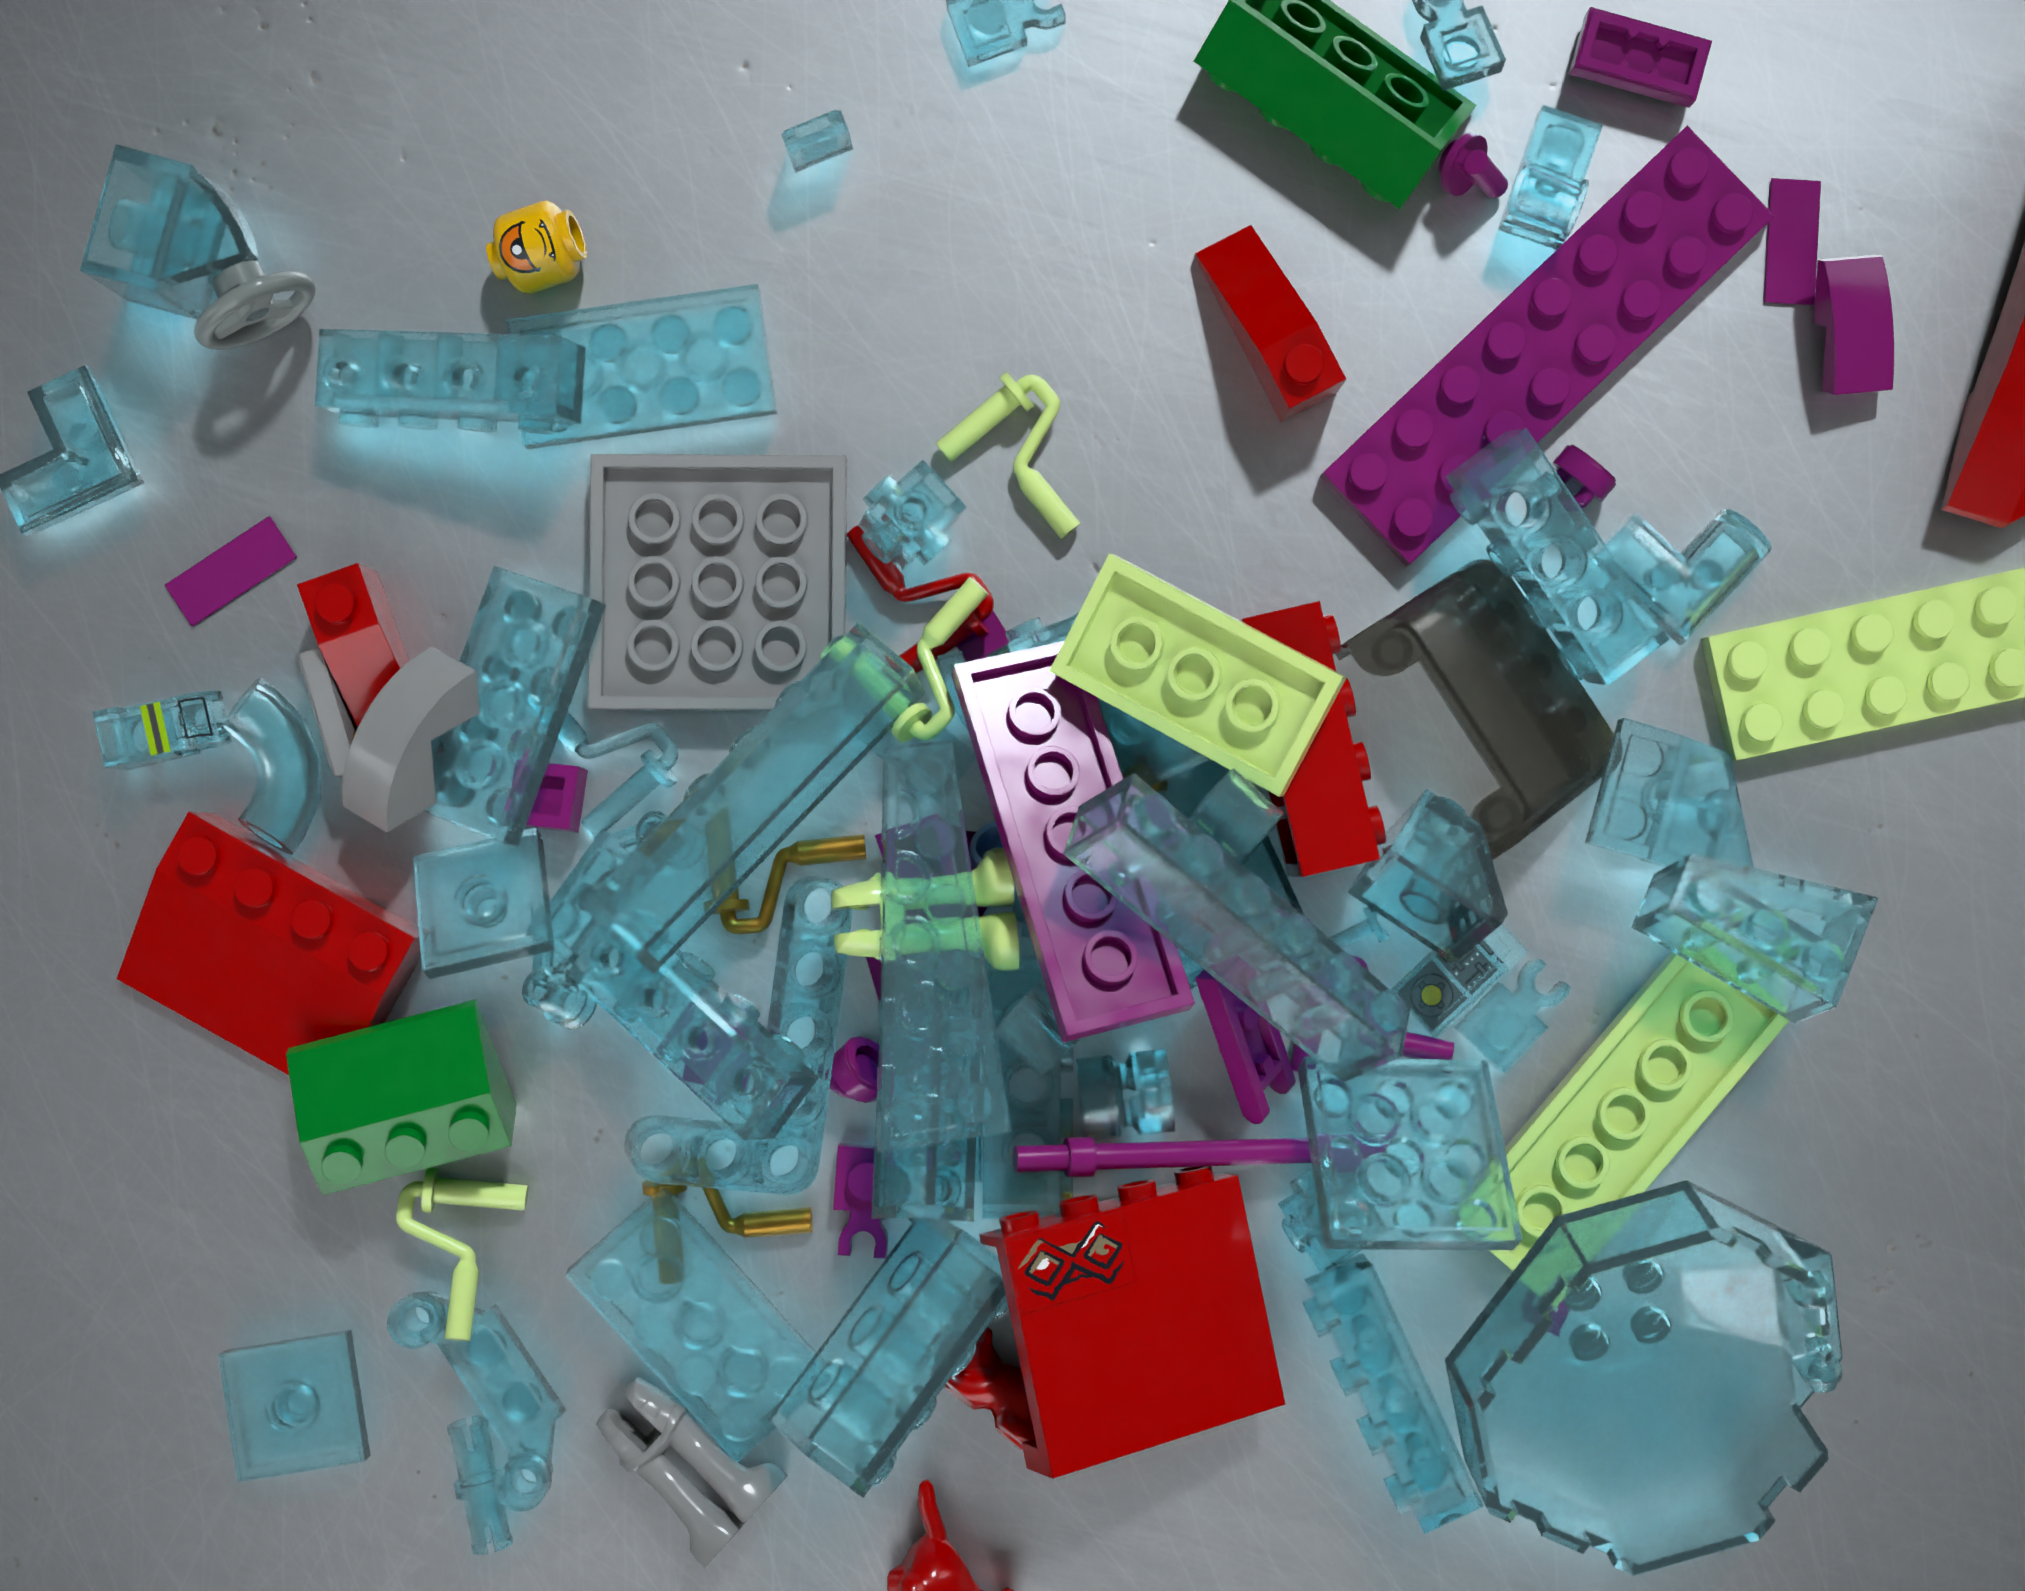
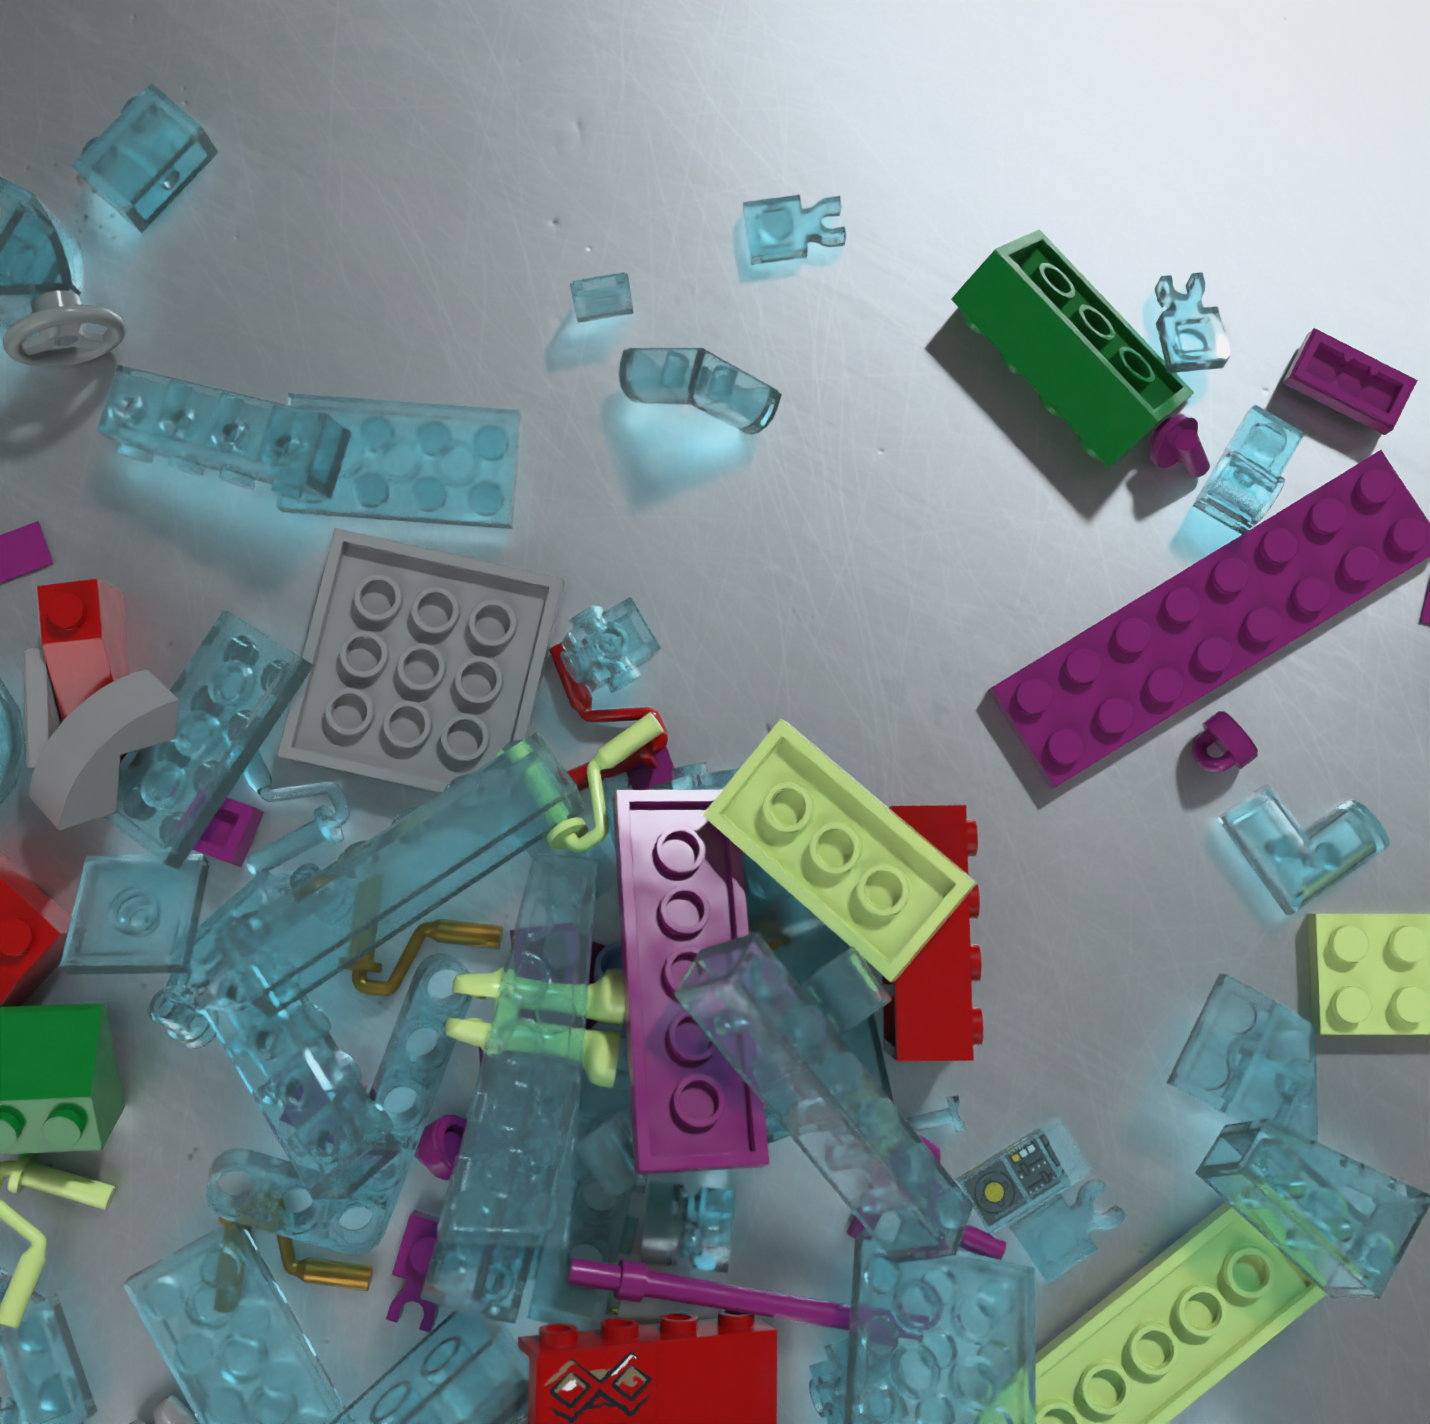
camera: 10 degrees right, 5 degrees down
(286, 92) = (145, 157): none -> clear light blue brick
(536, 247) = (331, 336): yellow head -> none
(943, 212) = (701, 381): none -> clear light blue brick
(1029, 480) = (724, 637): yellowish green piece -> none
(1248, 1046) = (813, 1210): magenta hinge -> none
(1271, 323) = (972, 545): red slope -> none
(1435, 878) = (1022, 1087): clear light blue slope -> none
(1503, 689) = (1119, 925): clear smoke windscreen -> none
(1623, 625) = (1240, 887): clear light blue brick -> none

